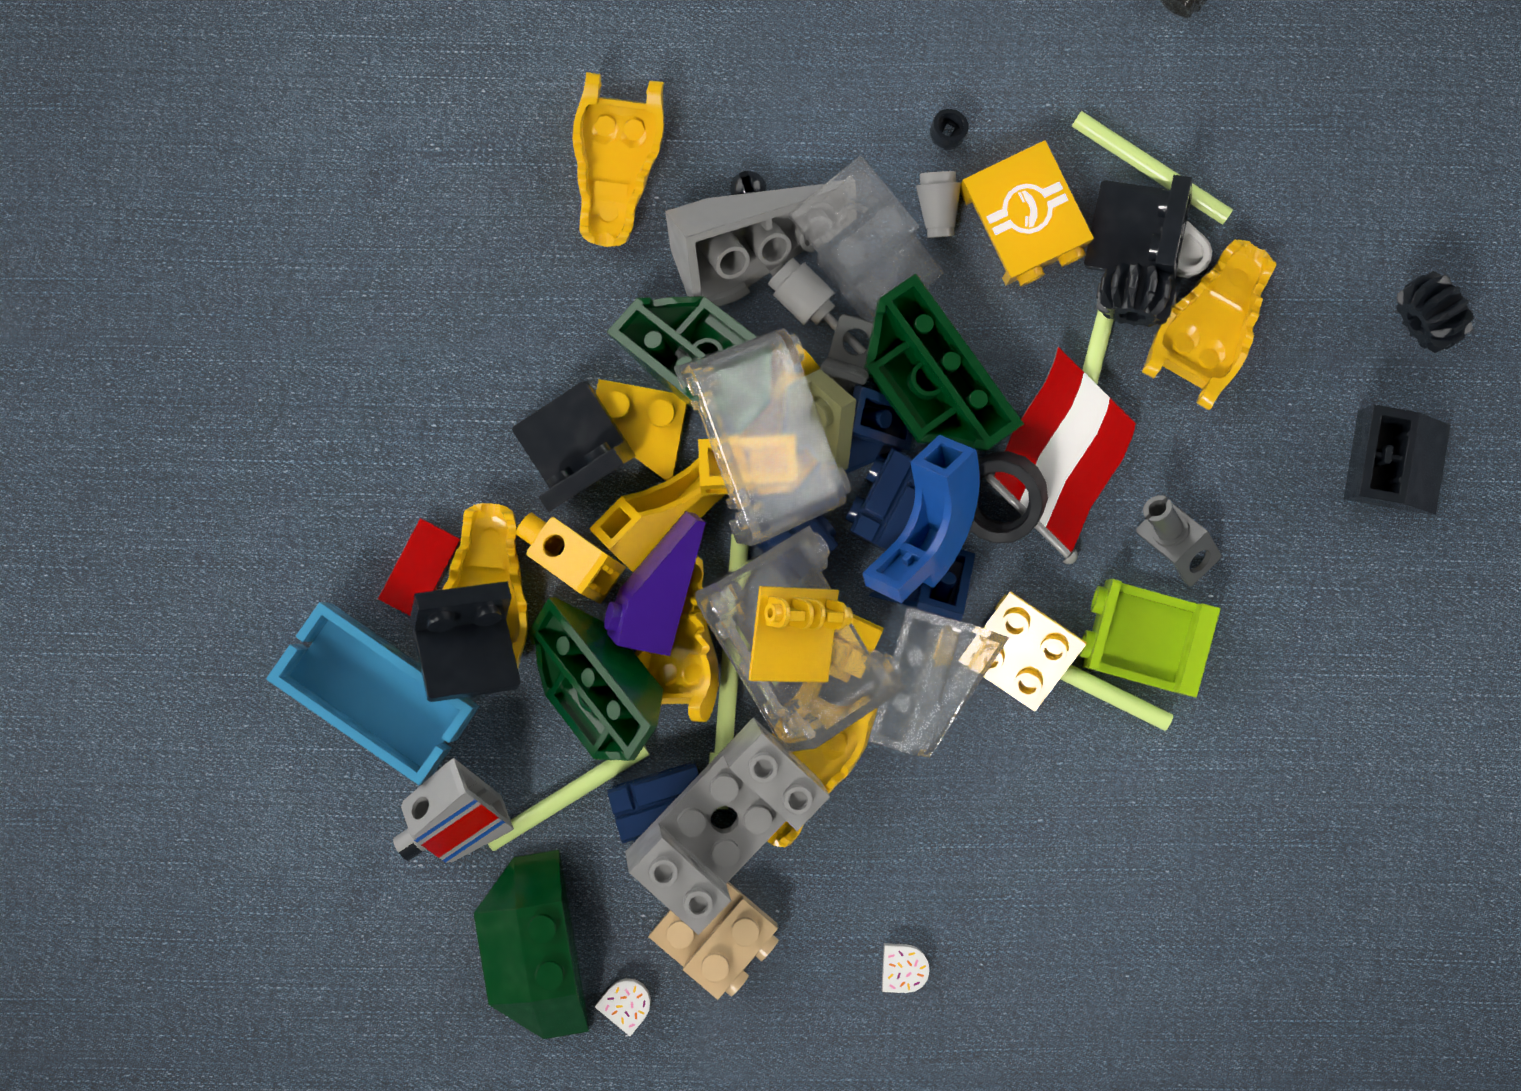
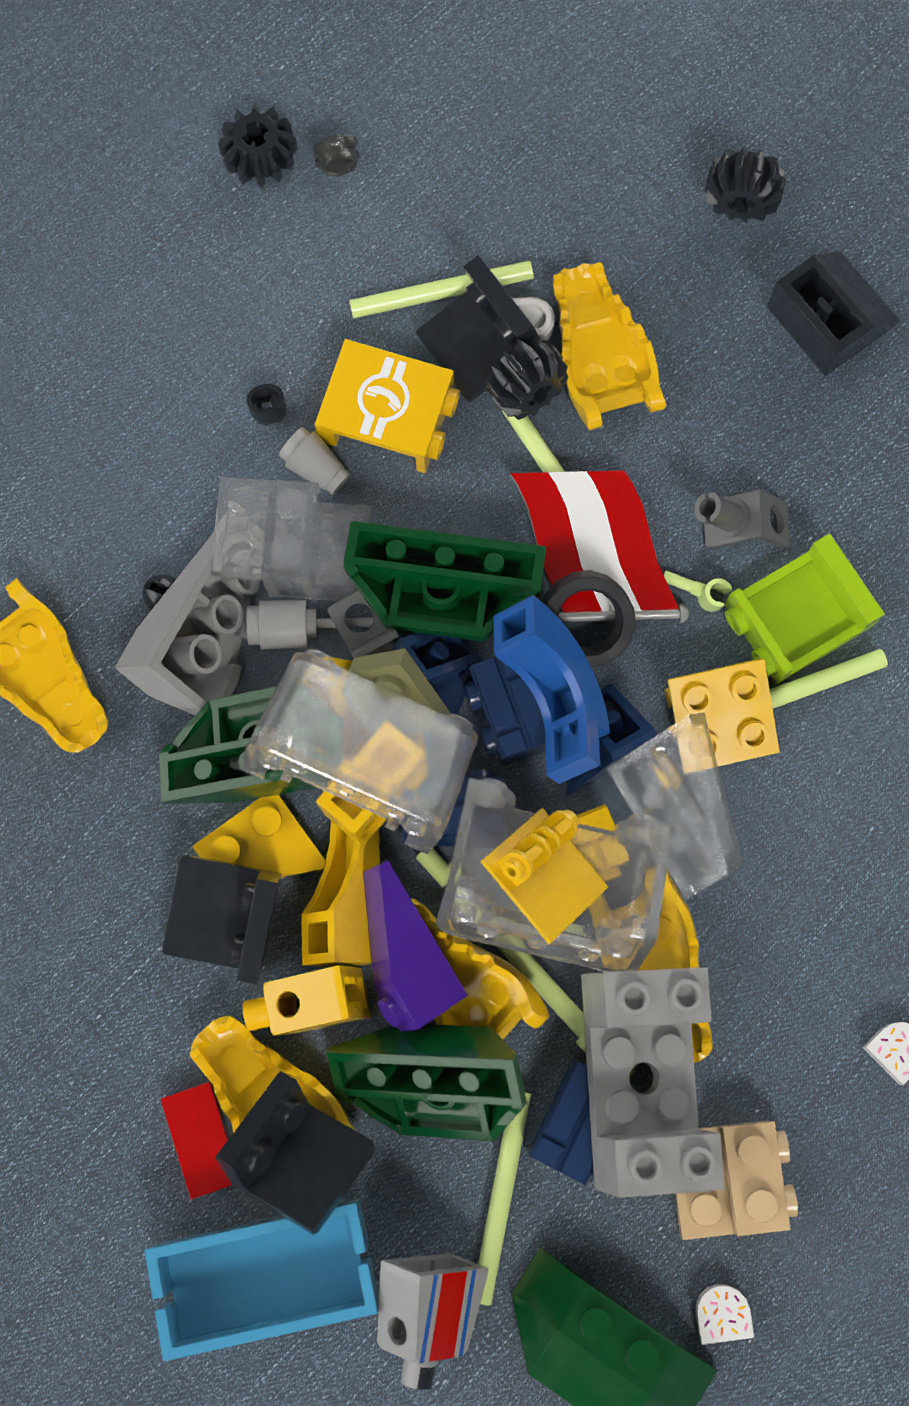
camera: 45 degrees left, 10 degrees down
(1099, 552) = (700, 589): none -> yellowish green hand

